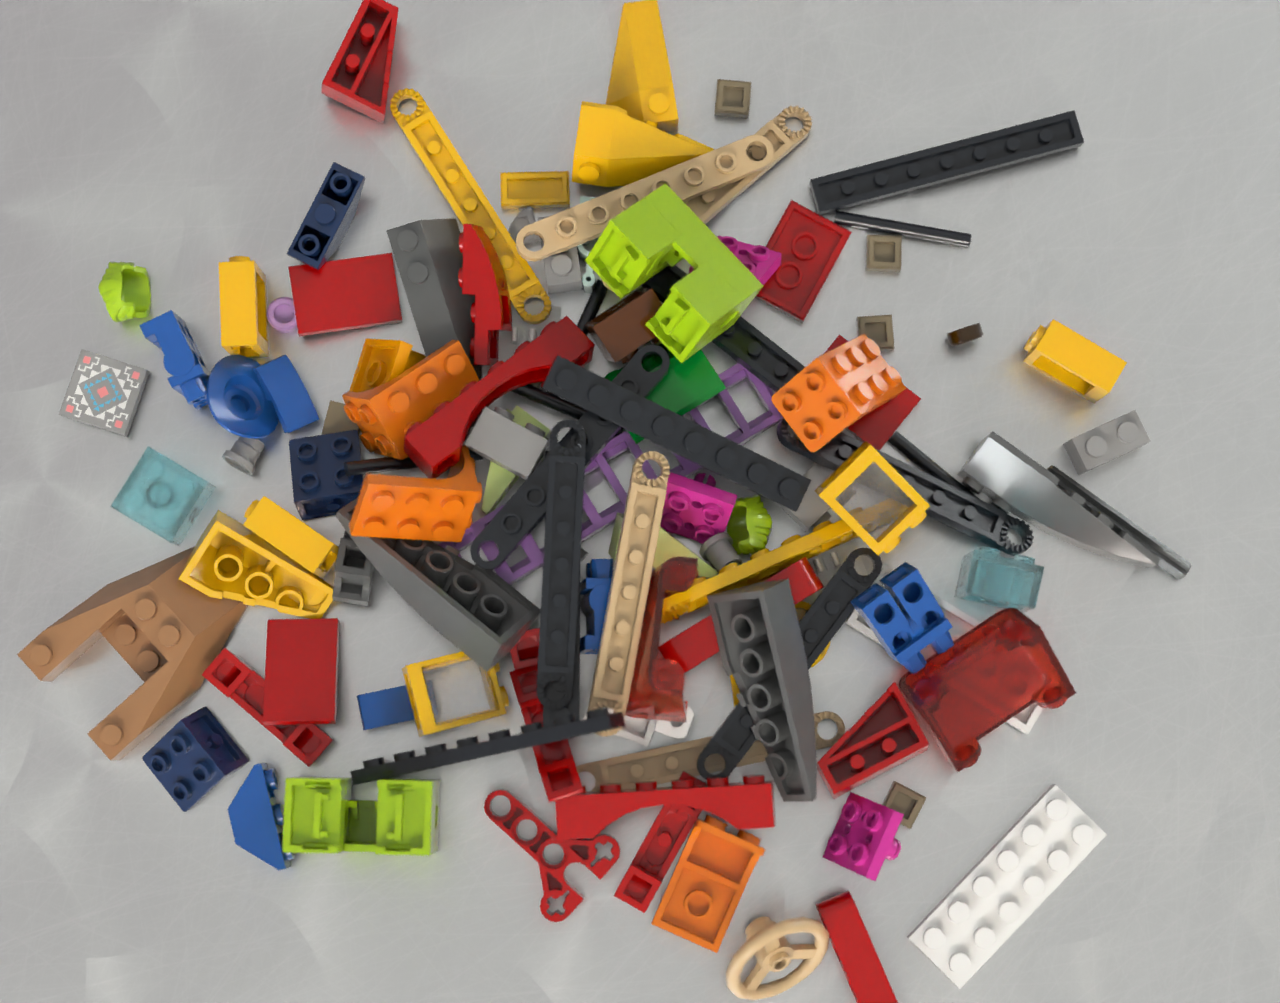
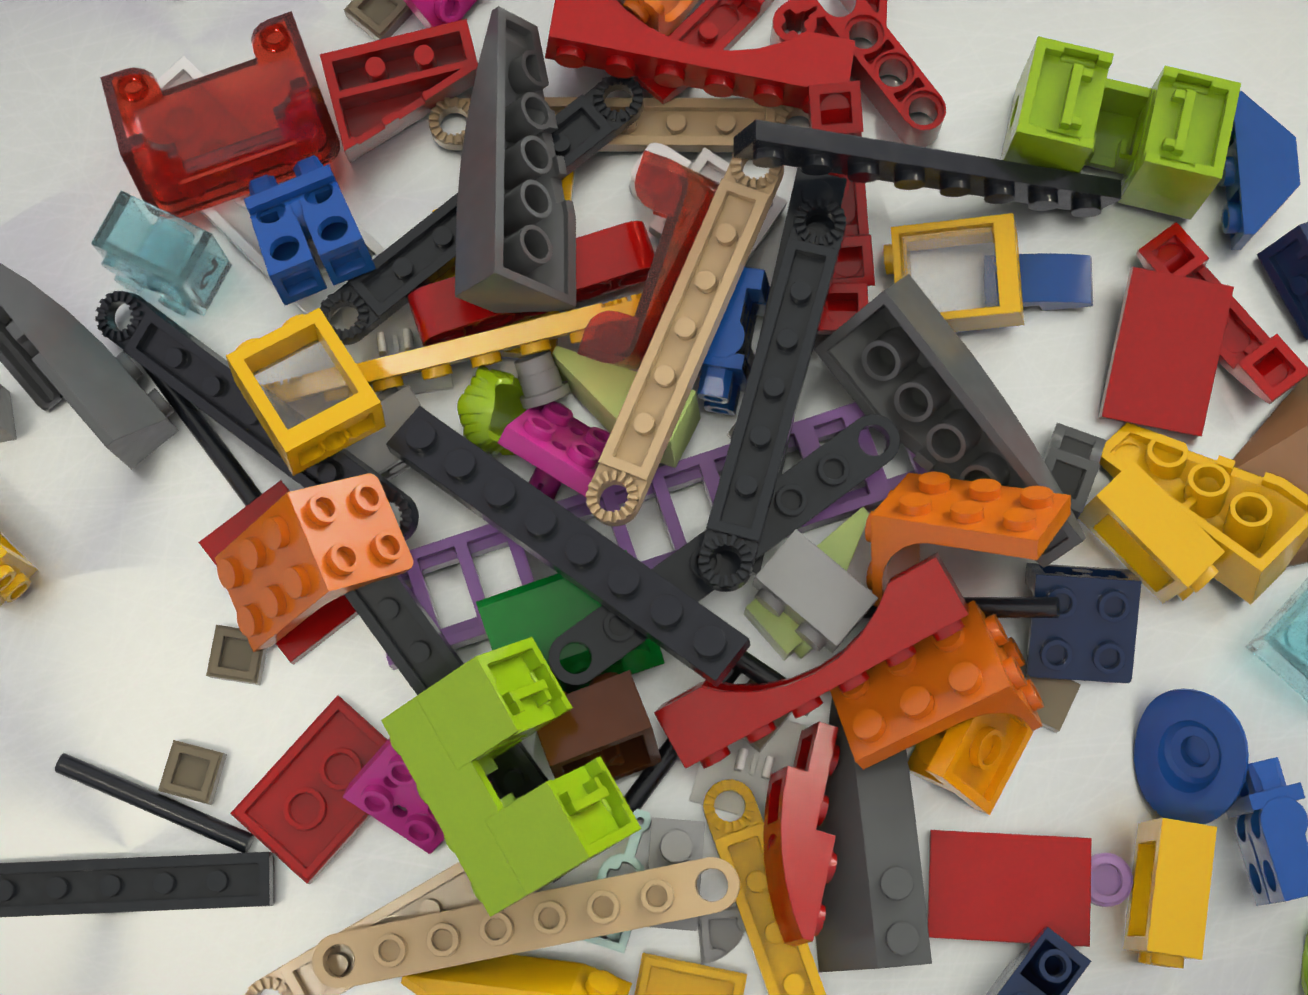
camera: 165 degrees left, 5 degrees down
(244, 454) = (1200, 674): light grey piece -> none
(287, 392) = (1123, 754): blue slope -> none
(965, 334) = (107, 619): dark brown tile -> none

